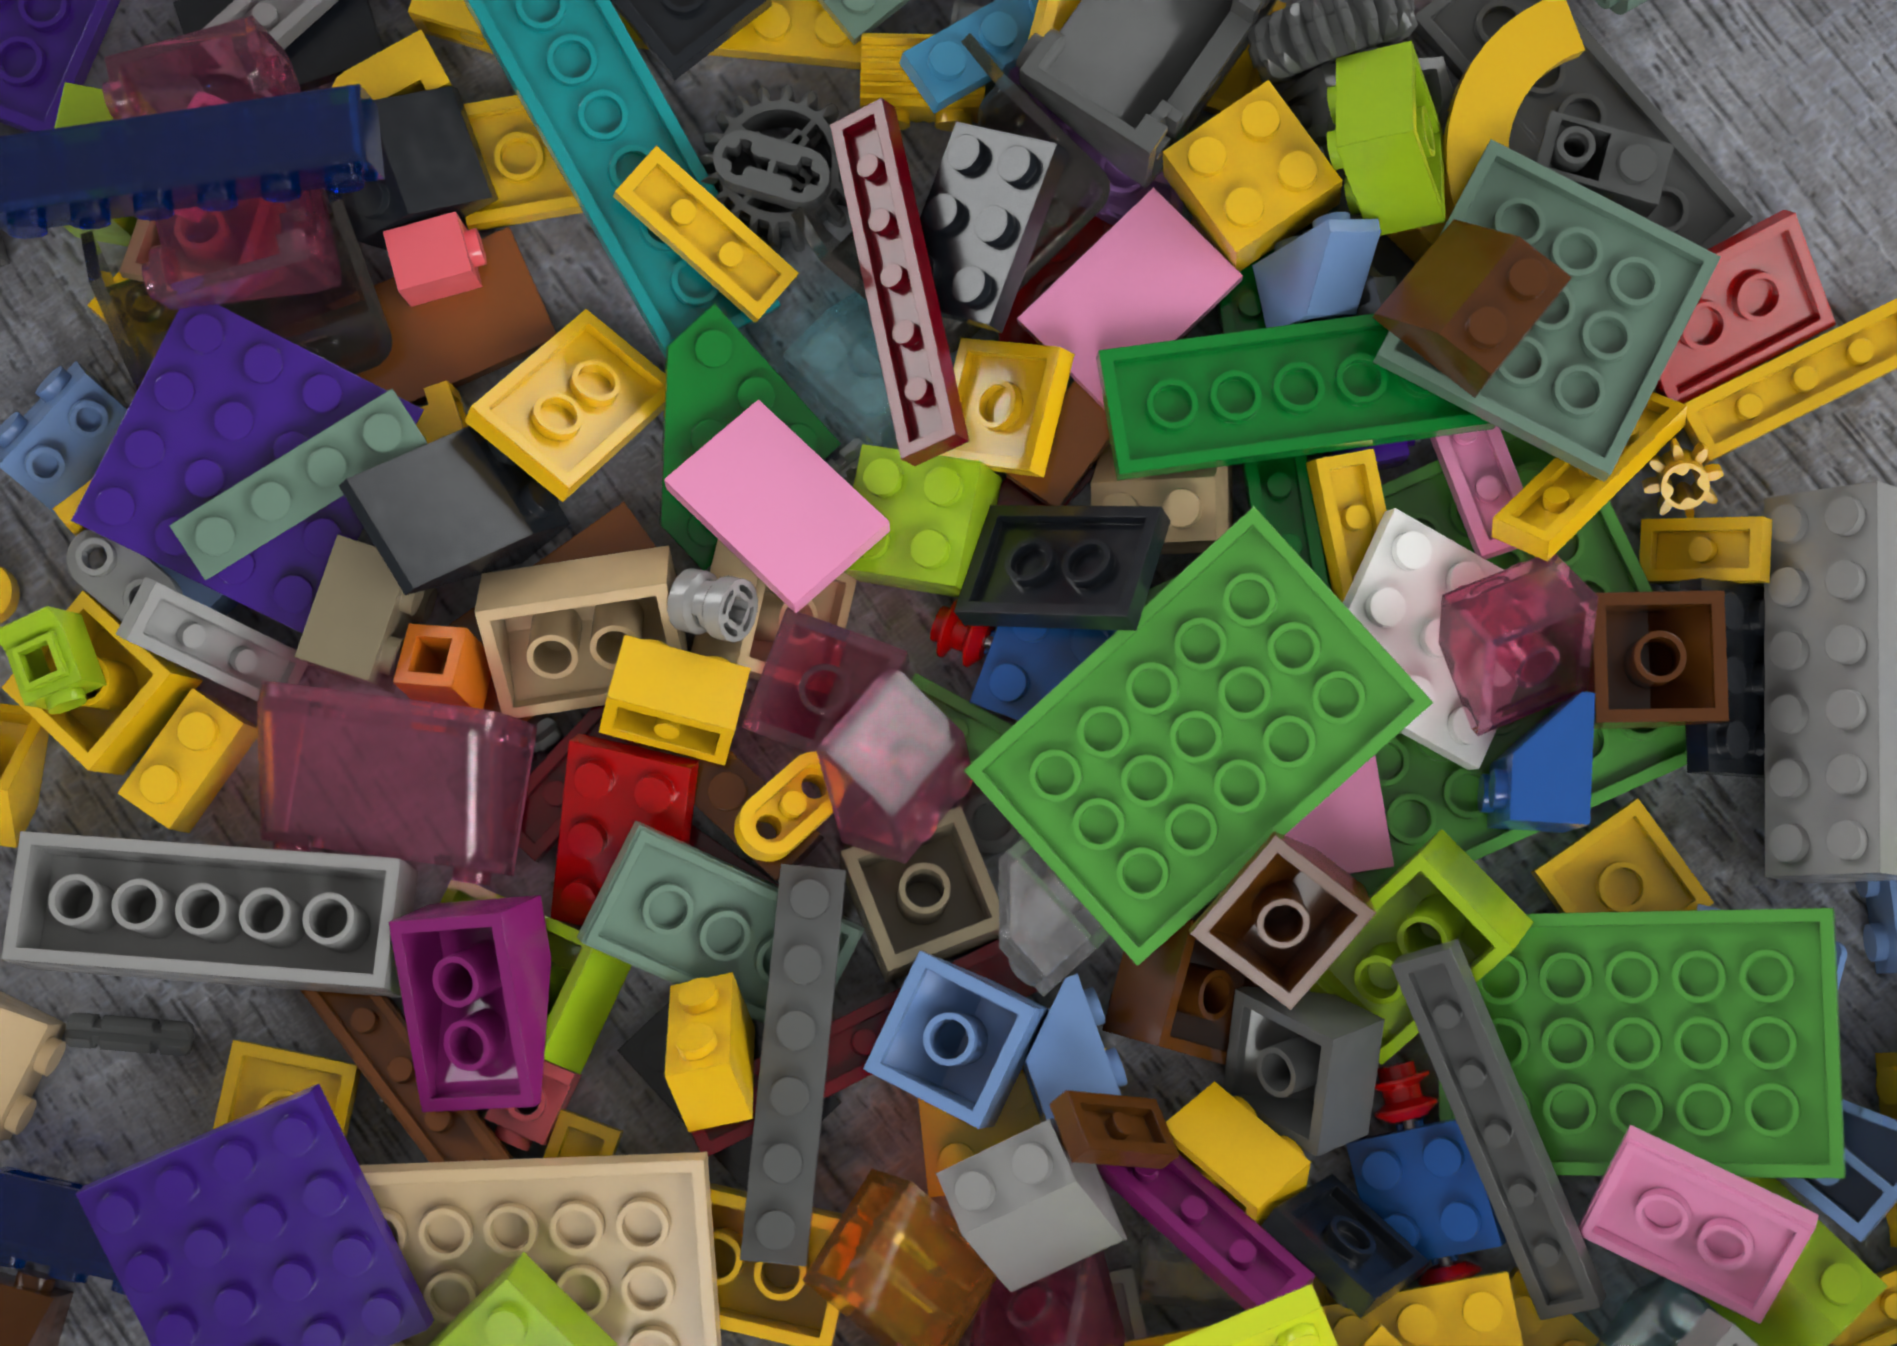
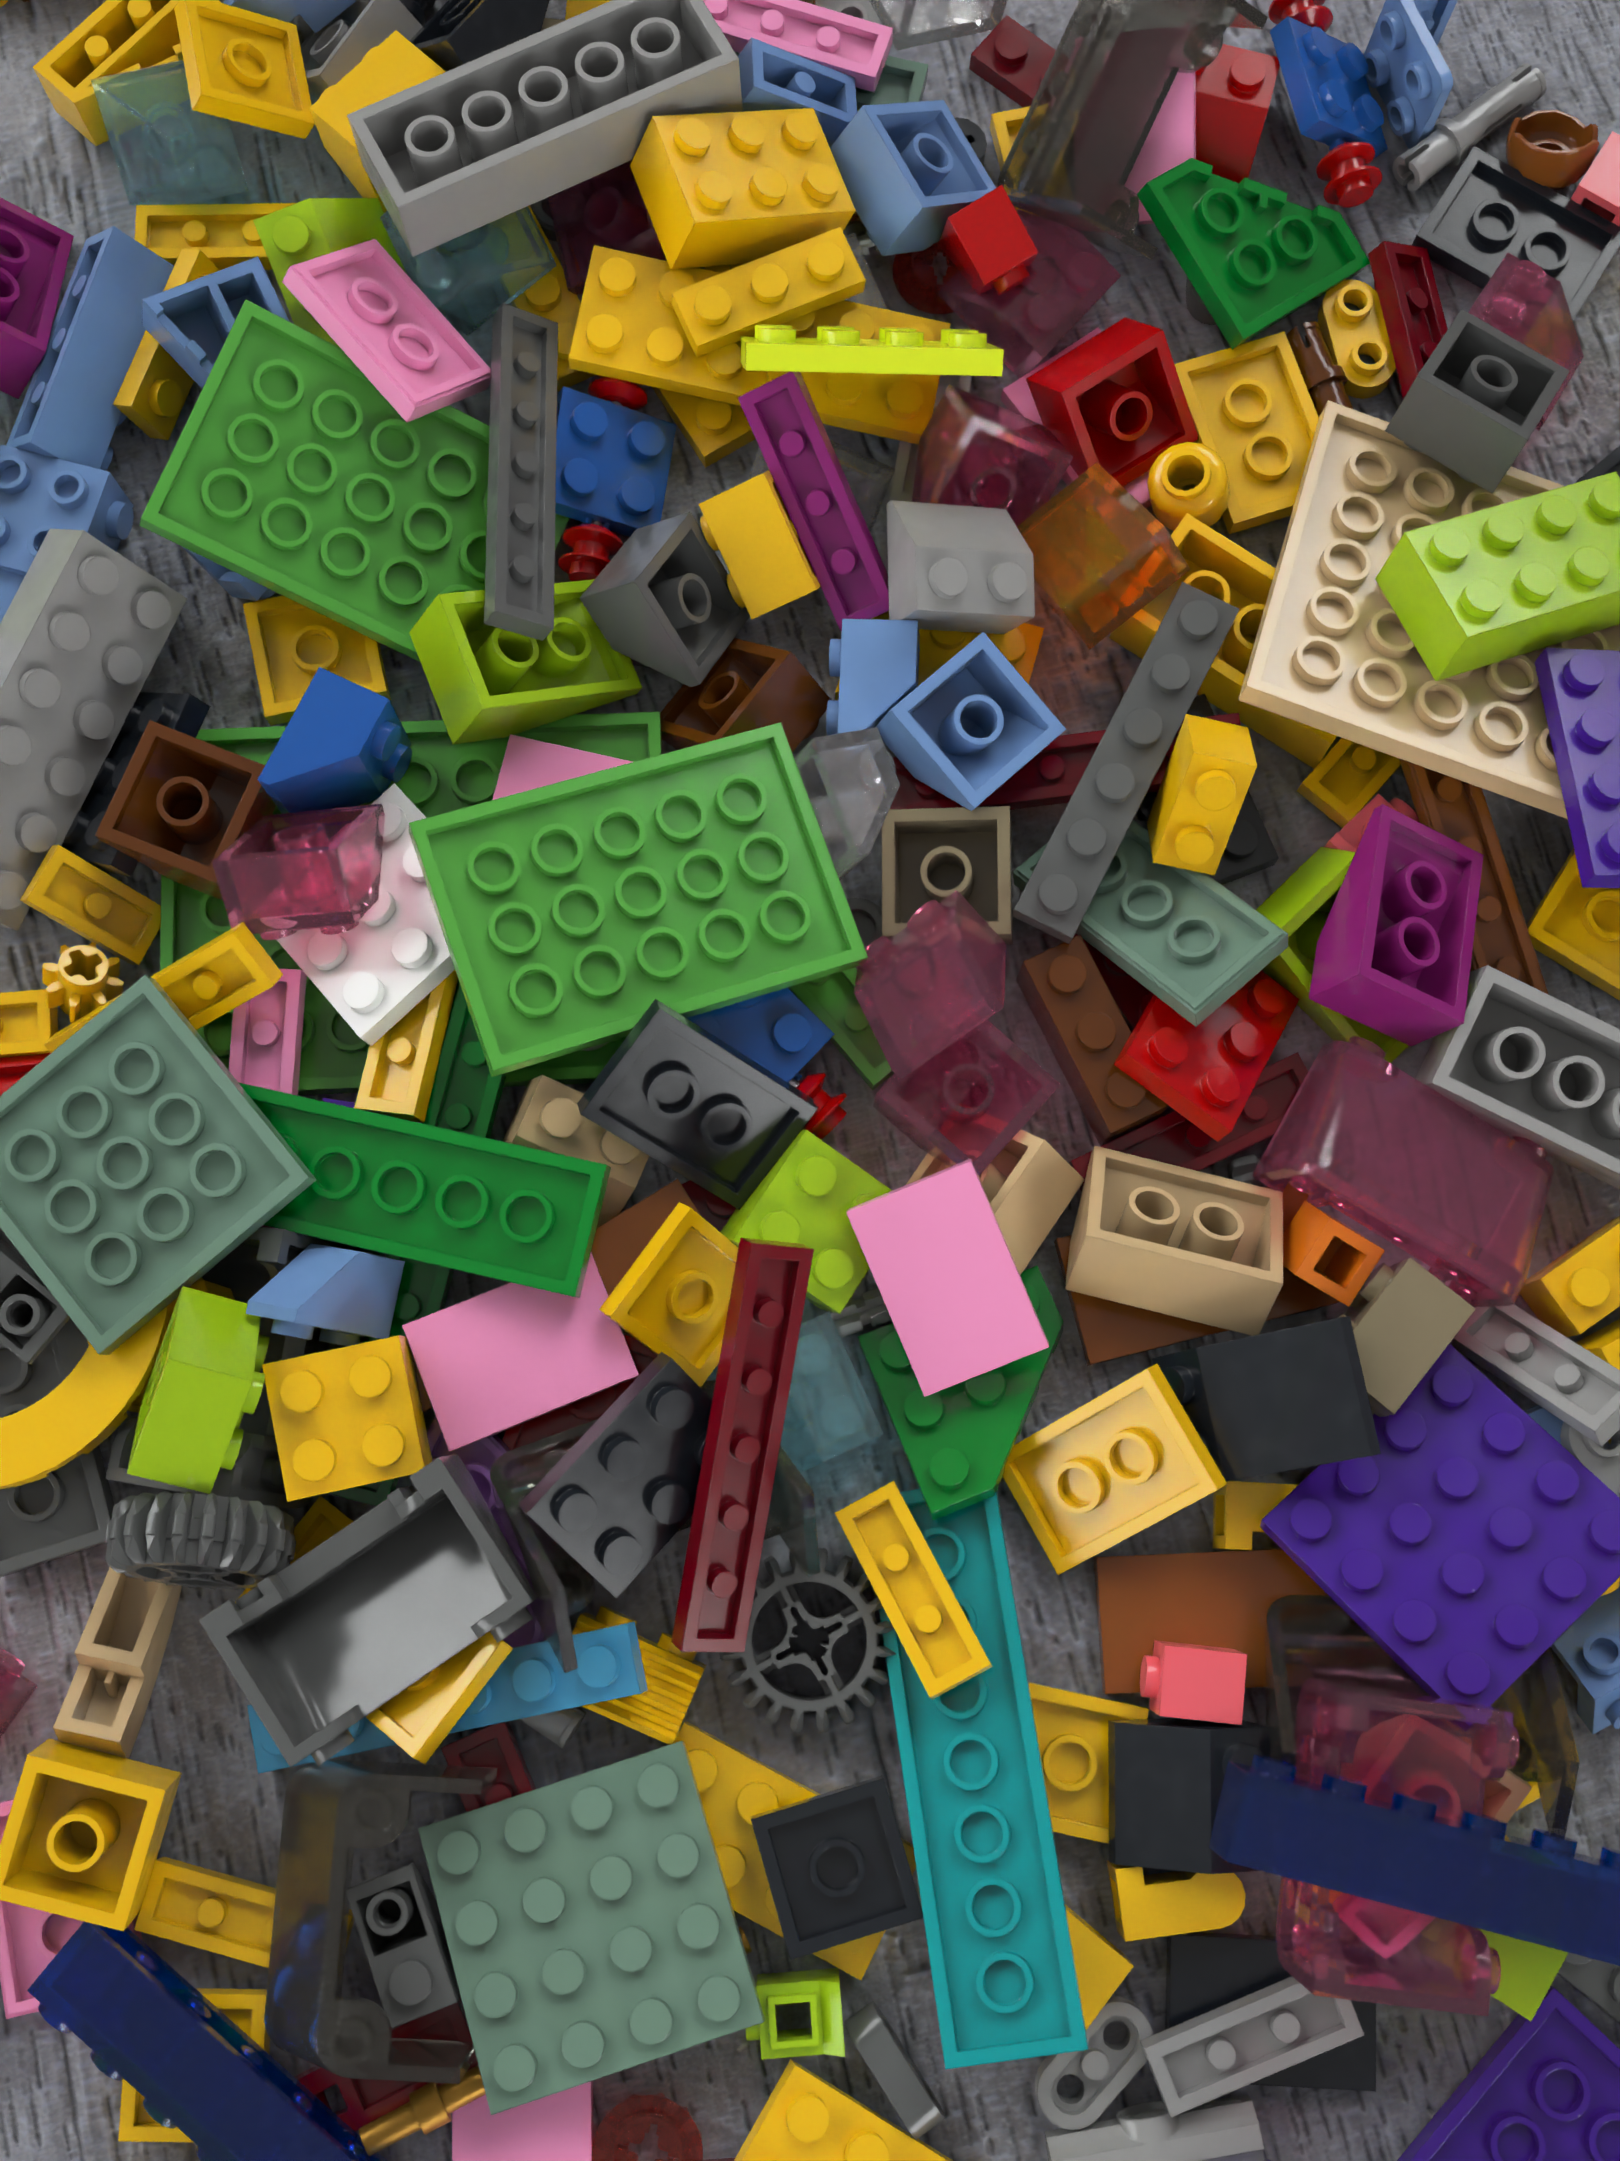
camera: 165 degrees left, 5 degrees down
(295, 484) = (1416, 1483): sand green plate -> none
(674, 699) = (1115, 1127): yellow brick -> none
(719, 606) = (1042, 1197): light grey wheel -> none
(777, 156) = (809, 1642): dark grey beam -> none
(786, 809) = (1045, 987): yellow plate -> none
(1113, 1130) = (862, 586): reddish brown plate -> none
(1285, 917) = (625, 705): reddish brown slope -> none
(1345, 1245) = (697, 429): black plate -> none
(1472, 301) = (192, 1183): reddish brown slope -> none

